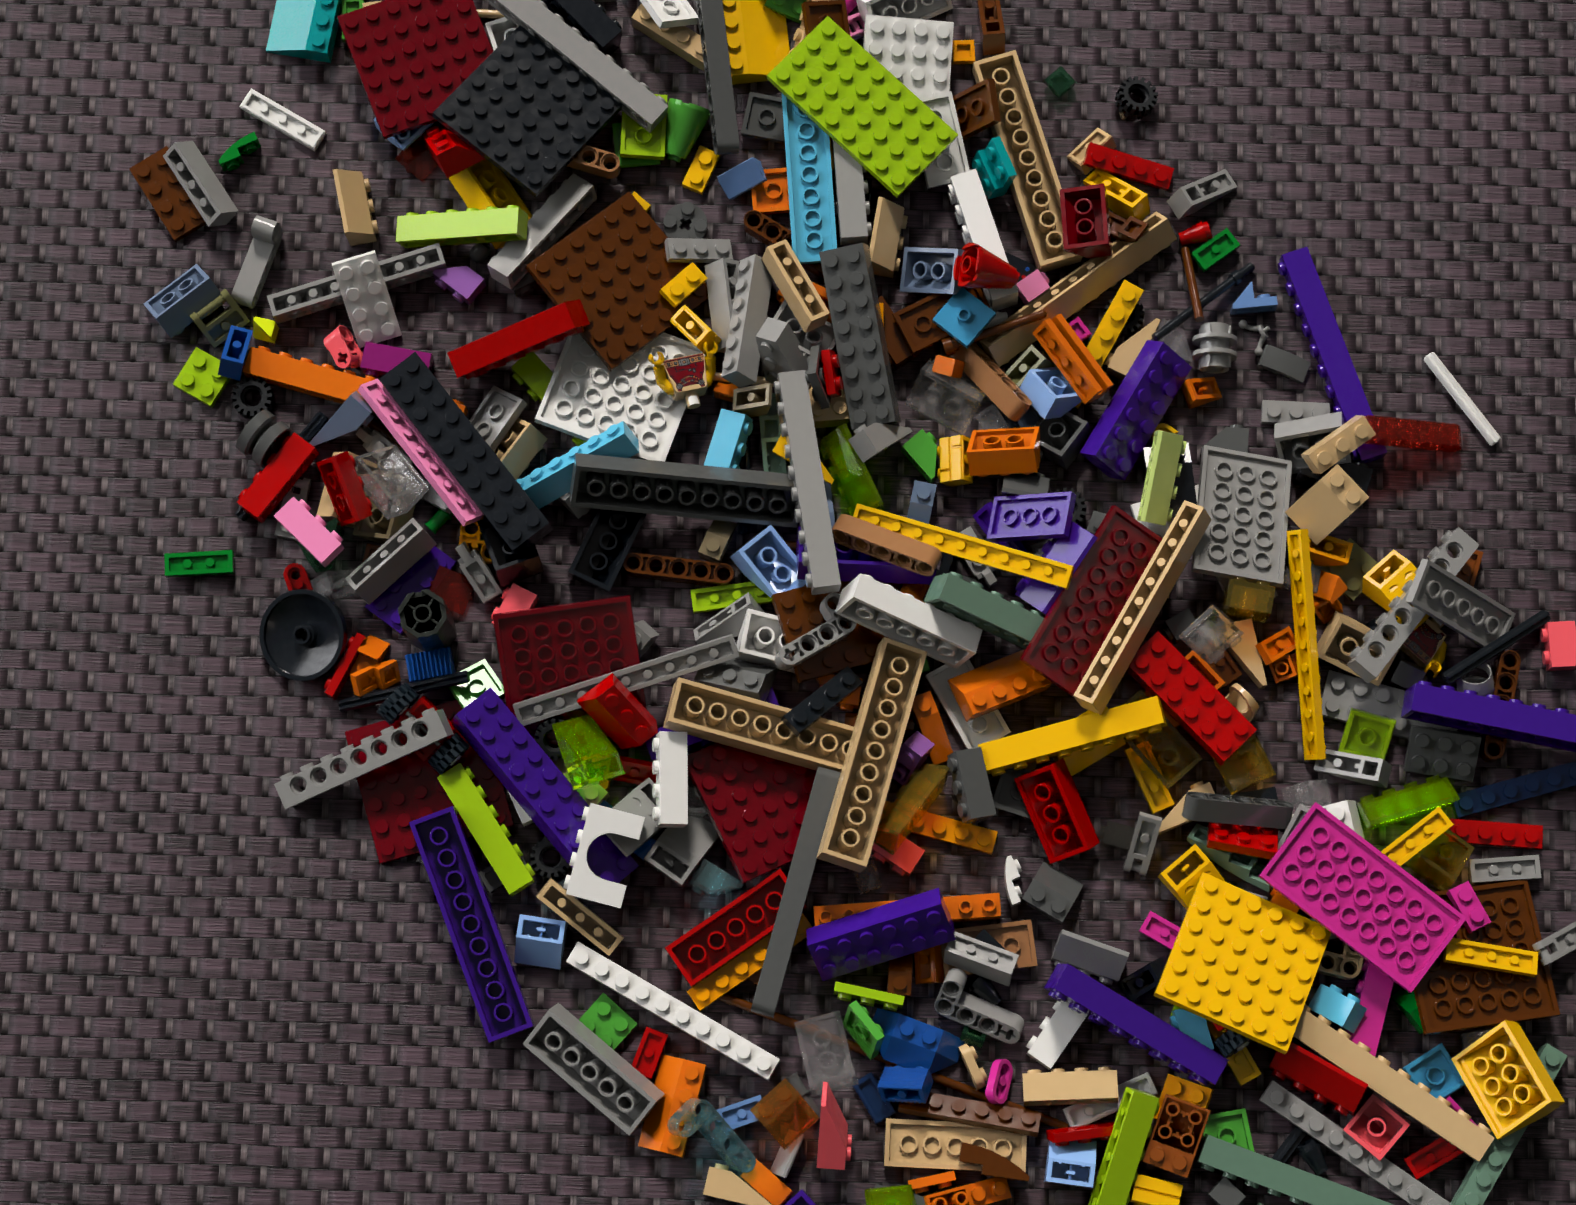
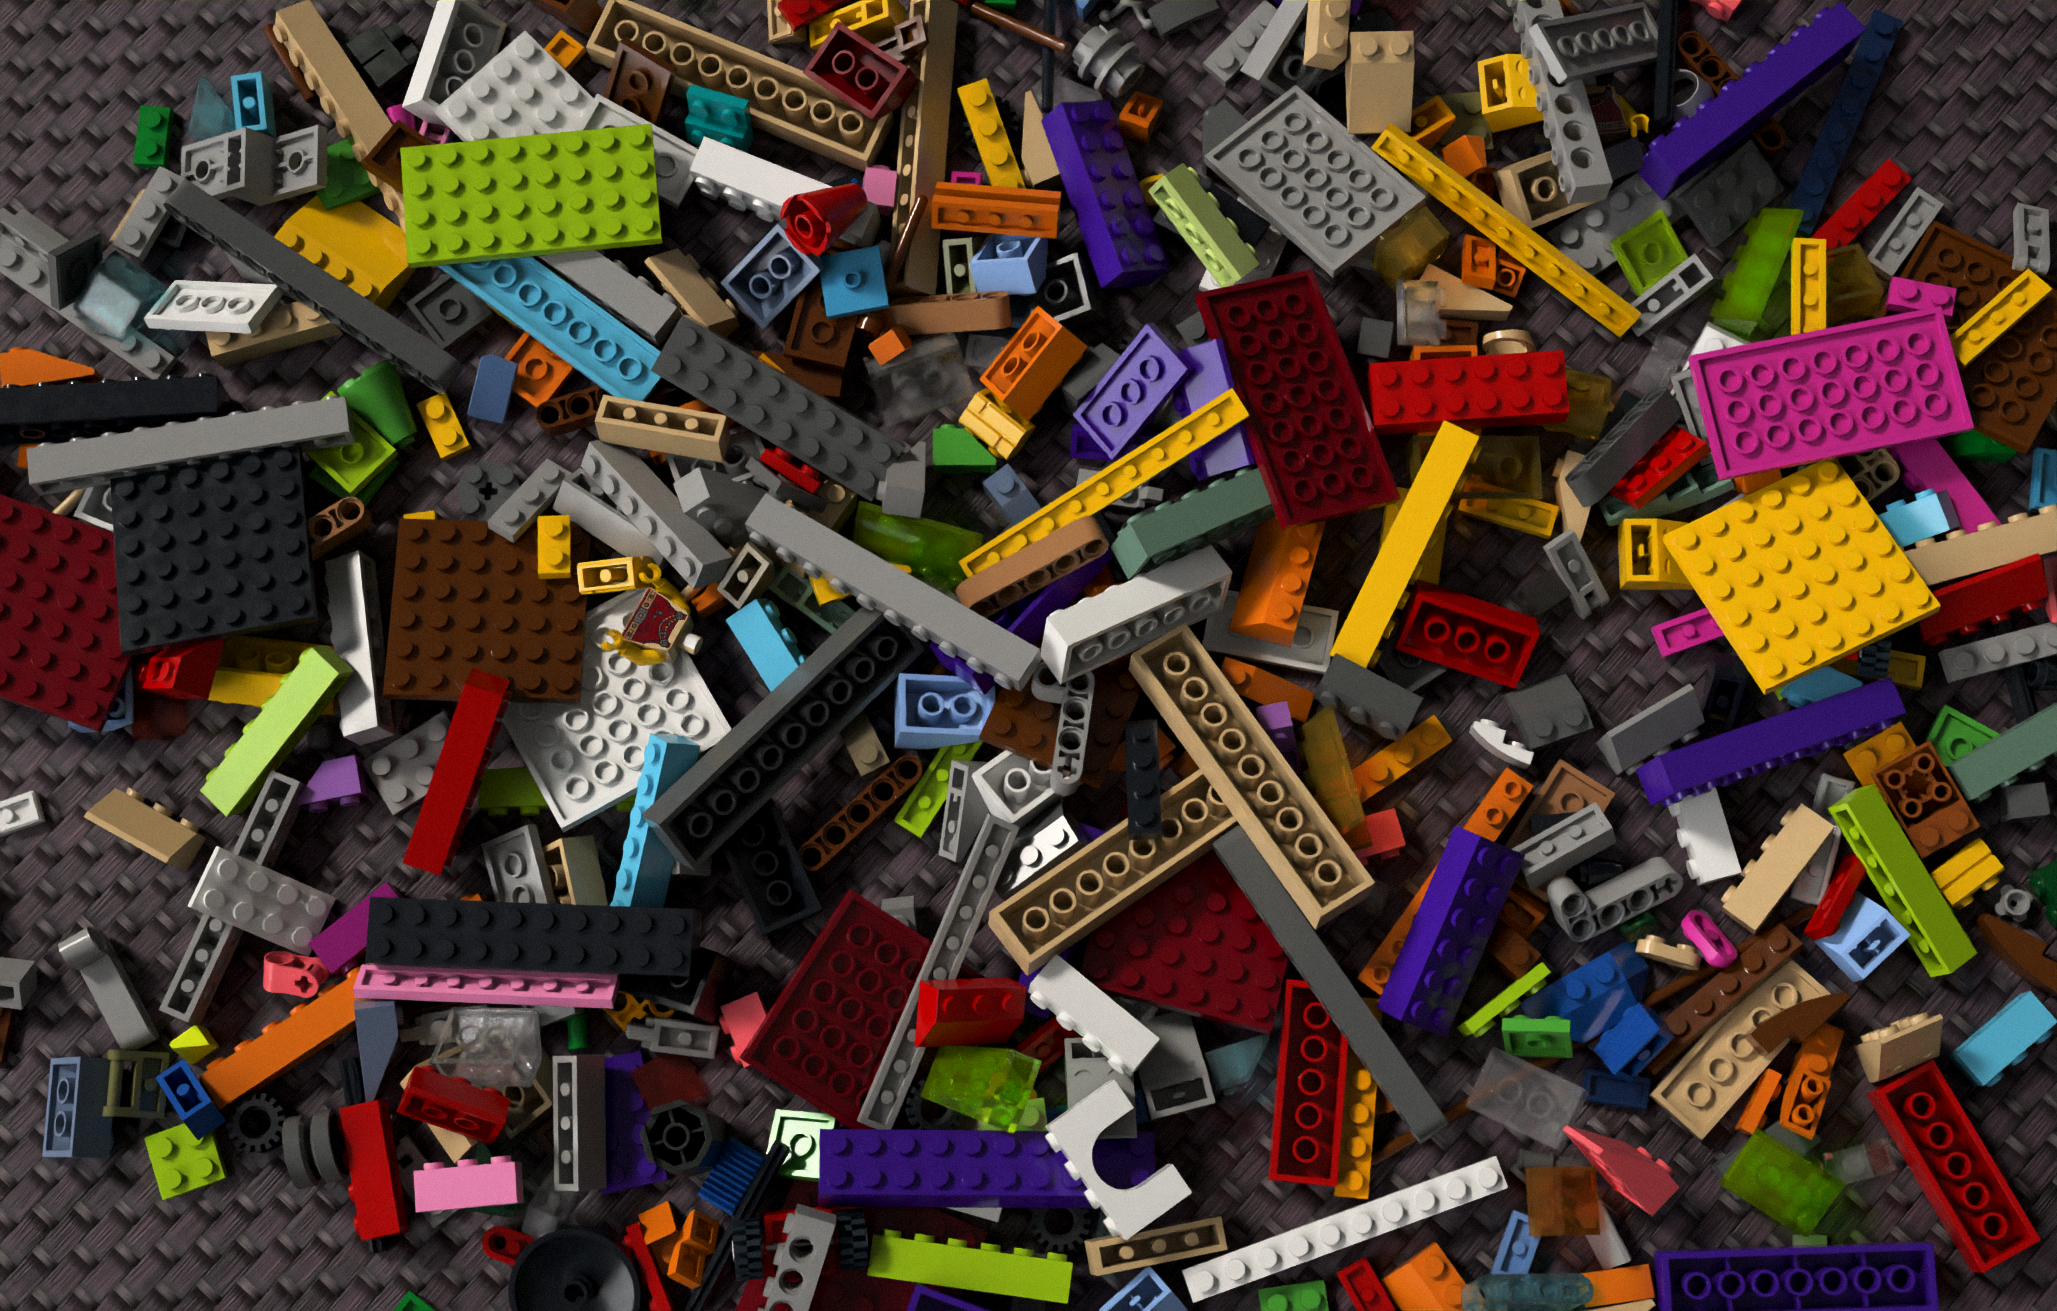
camera: 45 degrees left, 0 degrees up
(501, 309) = (407, 765): none -> light grey plate
(1142, 607) = (1334, 357): tan brick -> none

